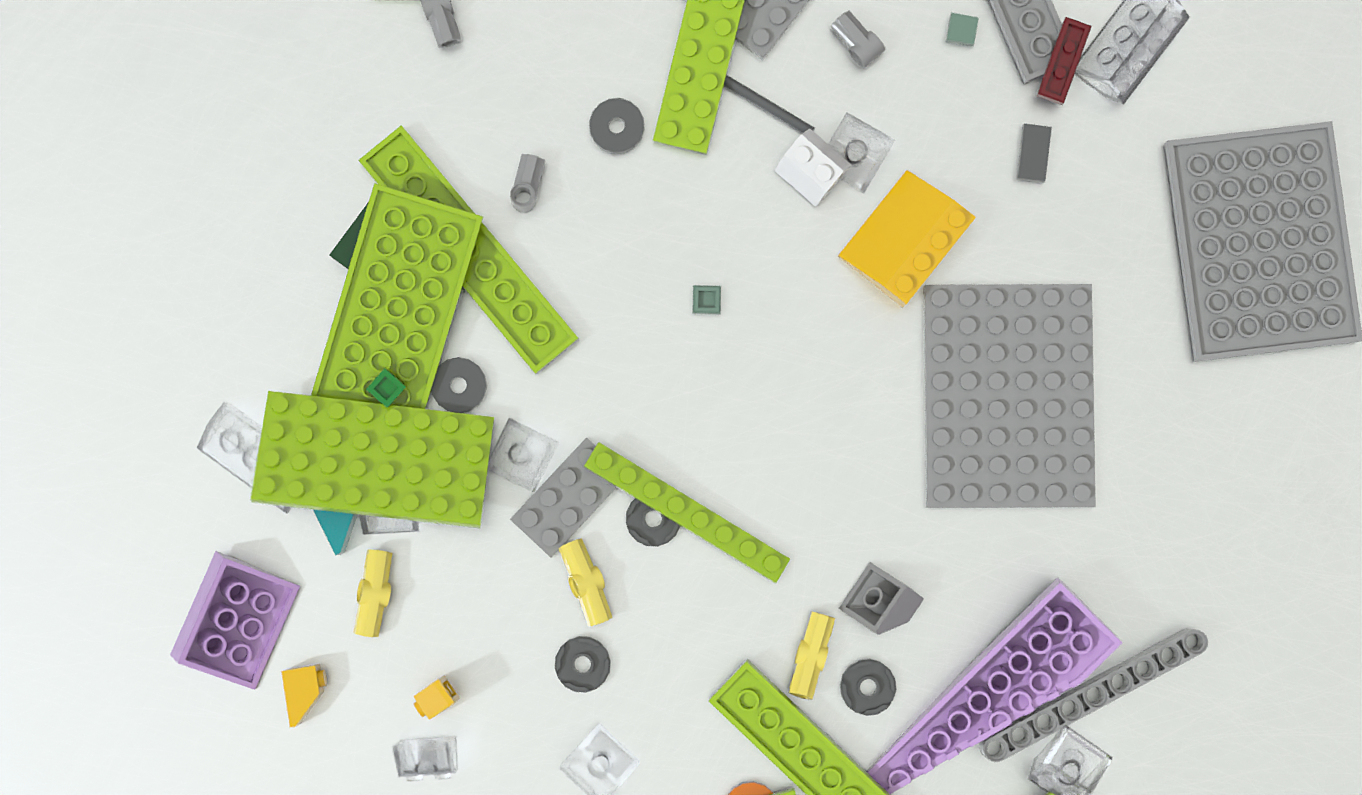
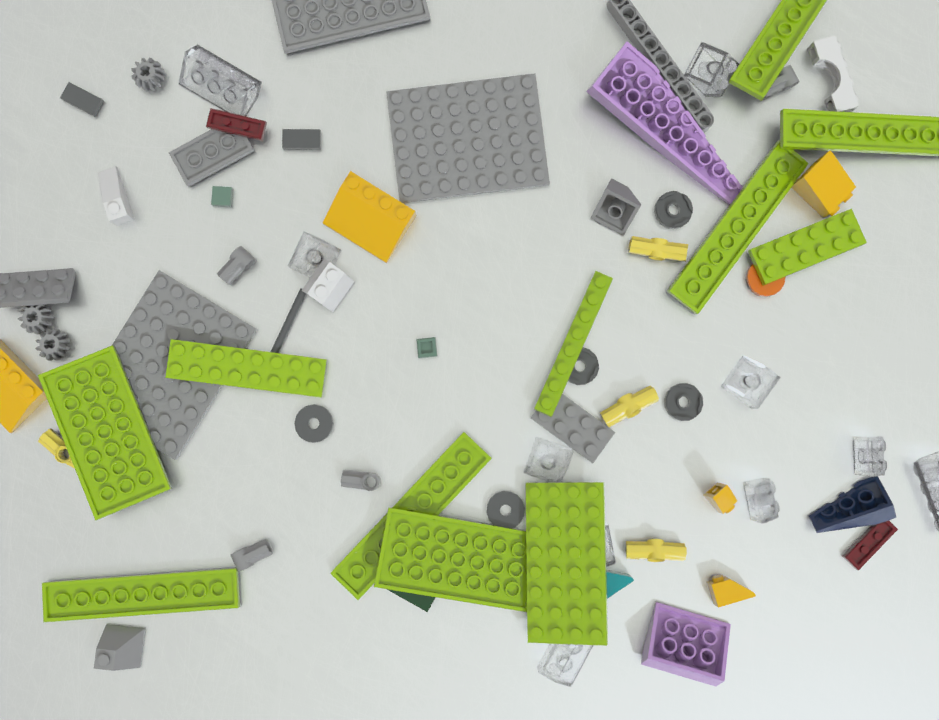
camera: 95 degrees left, 0 degrees up
(386, 387) = (515, 560): green plate -> none

